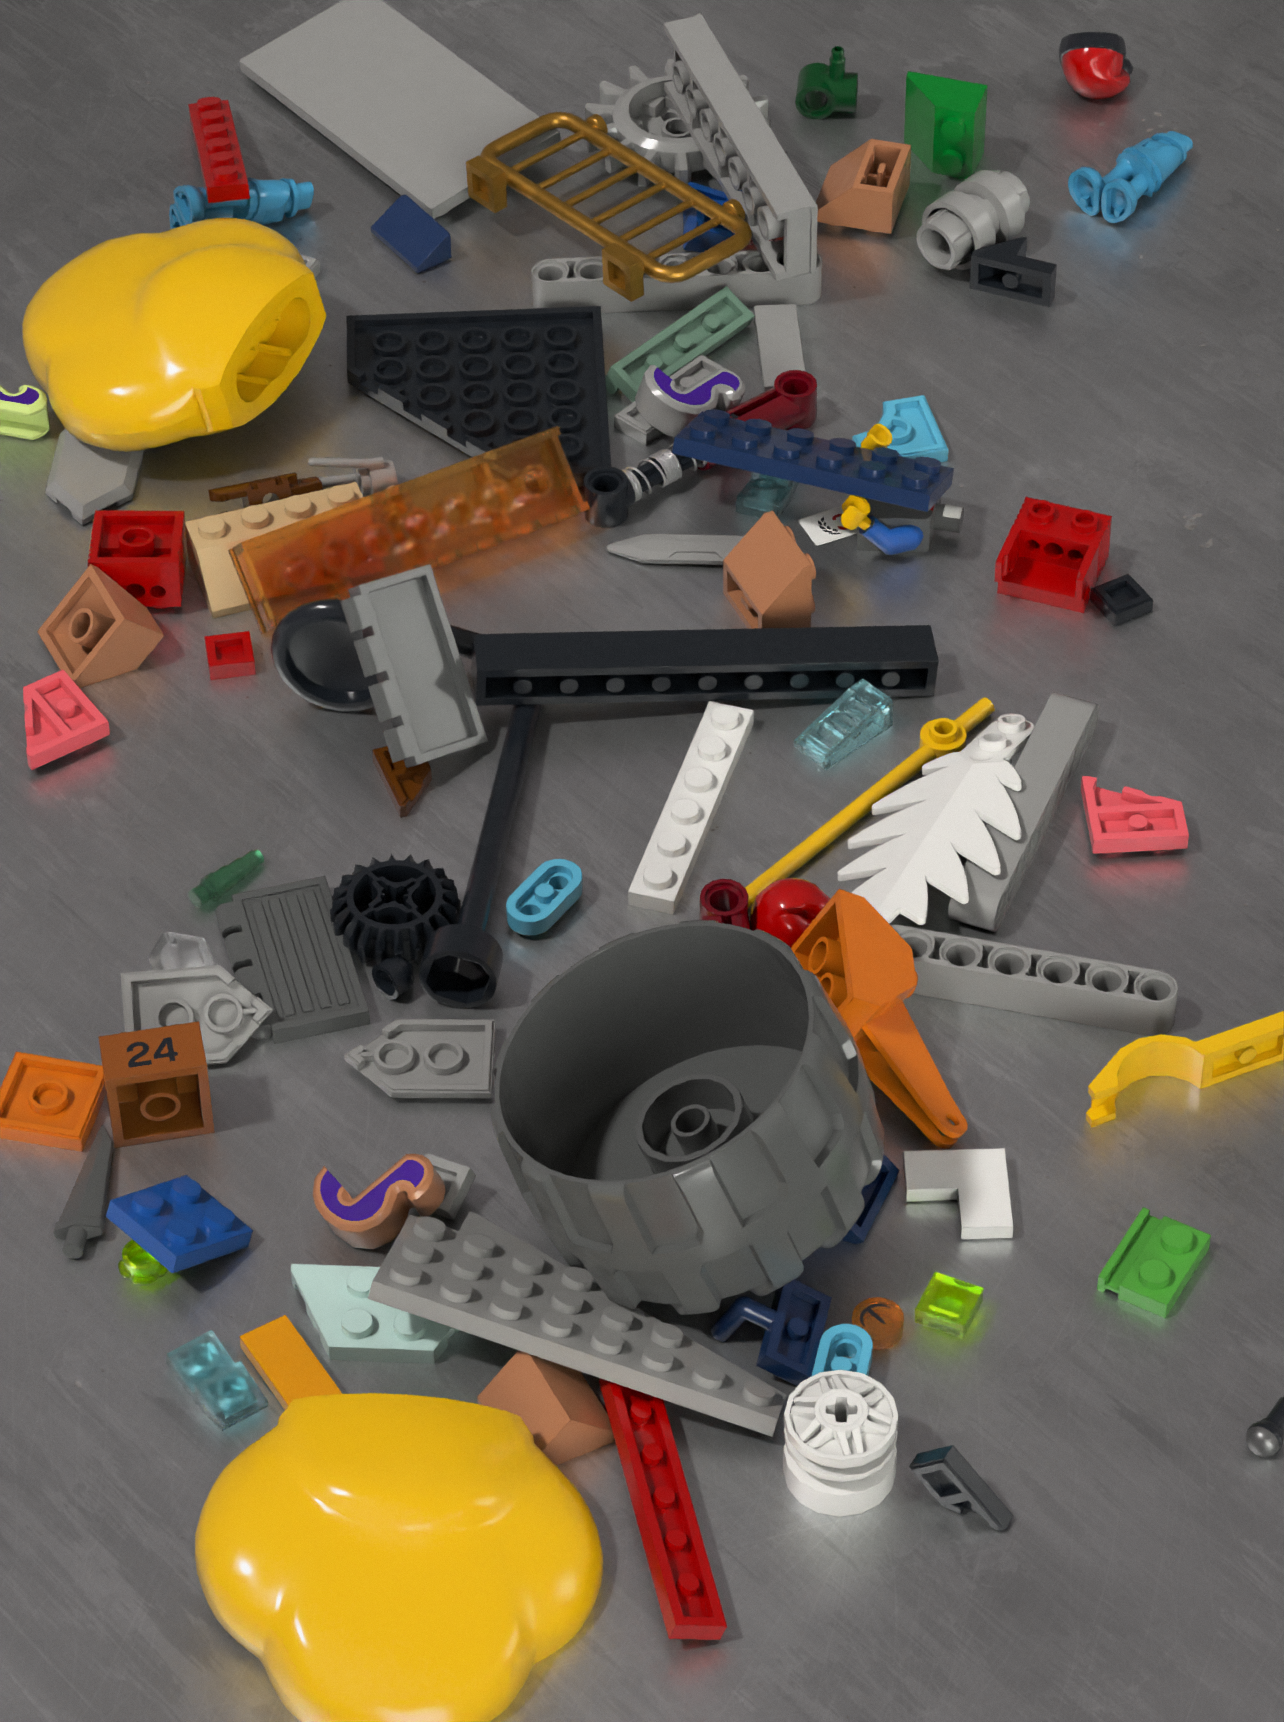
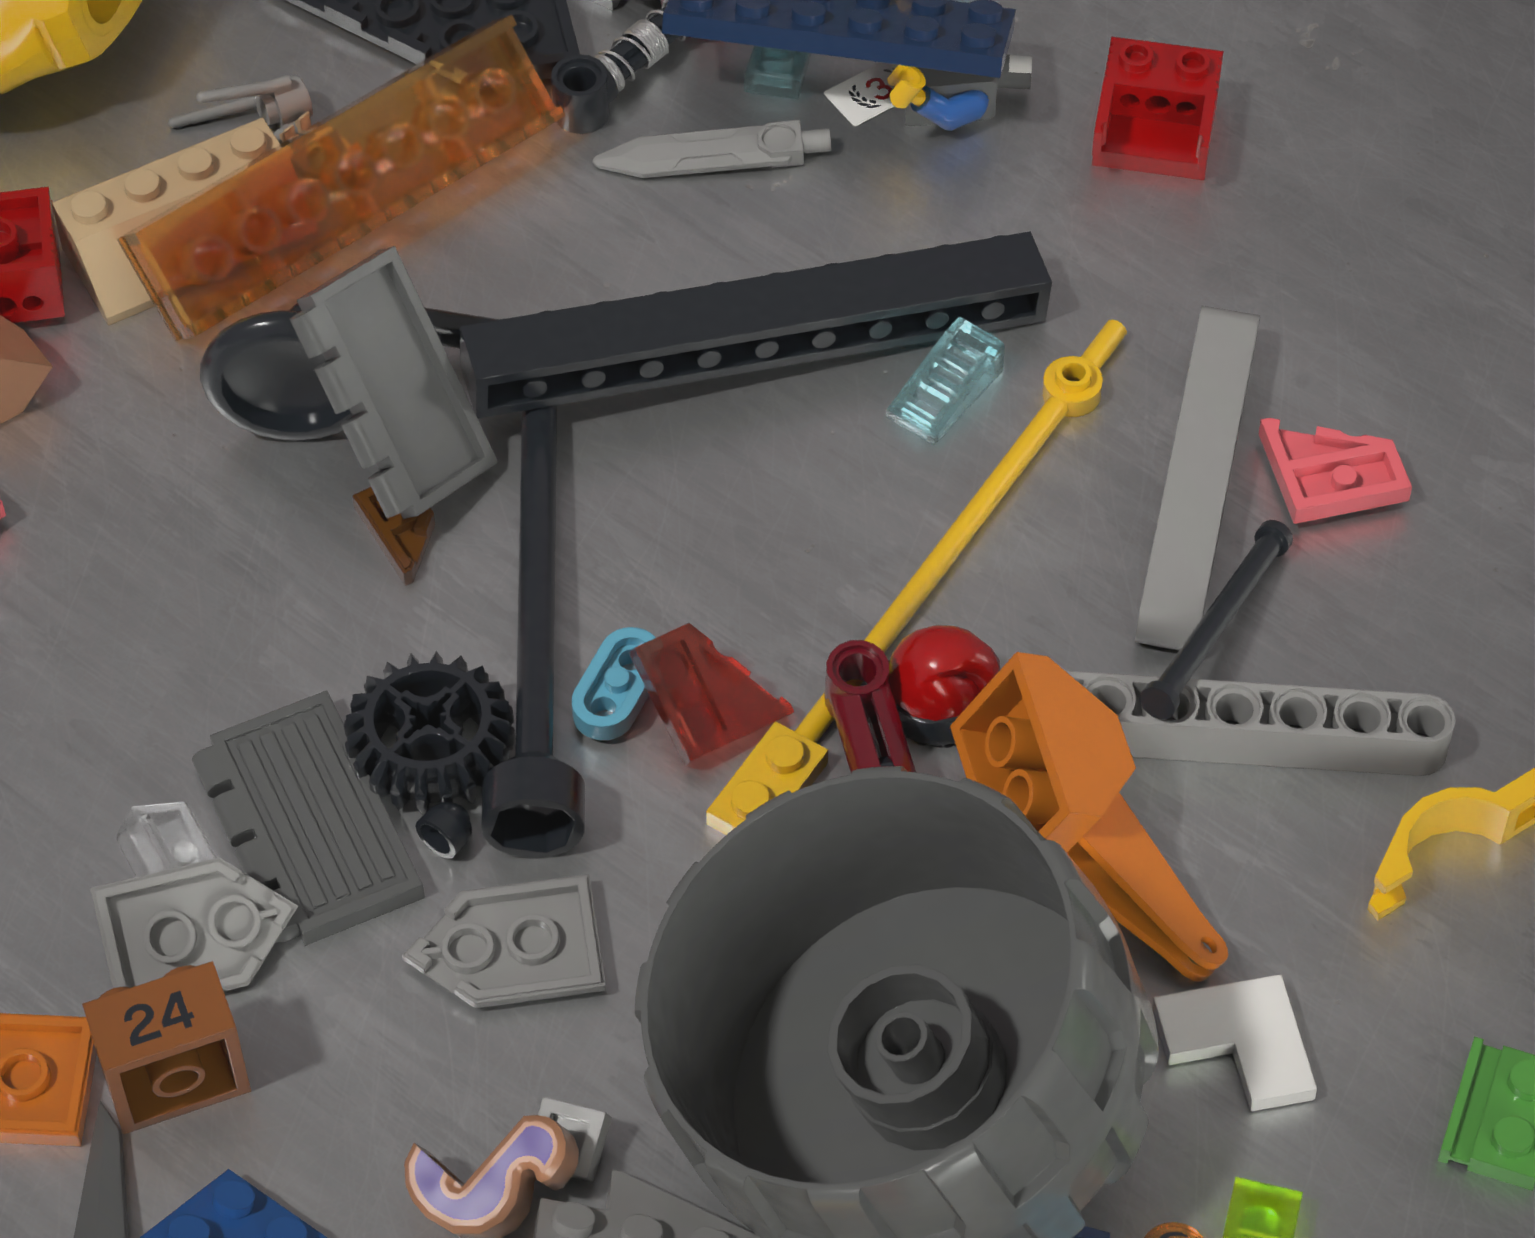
camera: 10 degrees left, 10 degrees up
(222, 880) = (194, 712): clear green animal -> none
(230, 655) = (141, 379): red tile -> none
(254, 491) = (166, 134): reddish brown hinge -> none
(602, 903) = (703, 694): none -> clear red wing
(690, 808) = (776, 523): white plate -> none
(770, 577) = (815, 192): nougat slope -> none
(937, 821) = (1103, 519): white plant -> none
(951, 943) = (1161, 696): none -> black bar
(1121, 600) = (1248, 157): black tile -> none

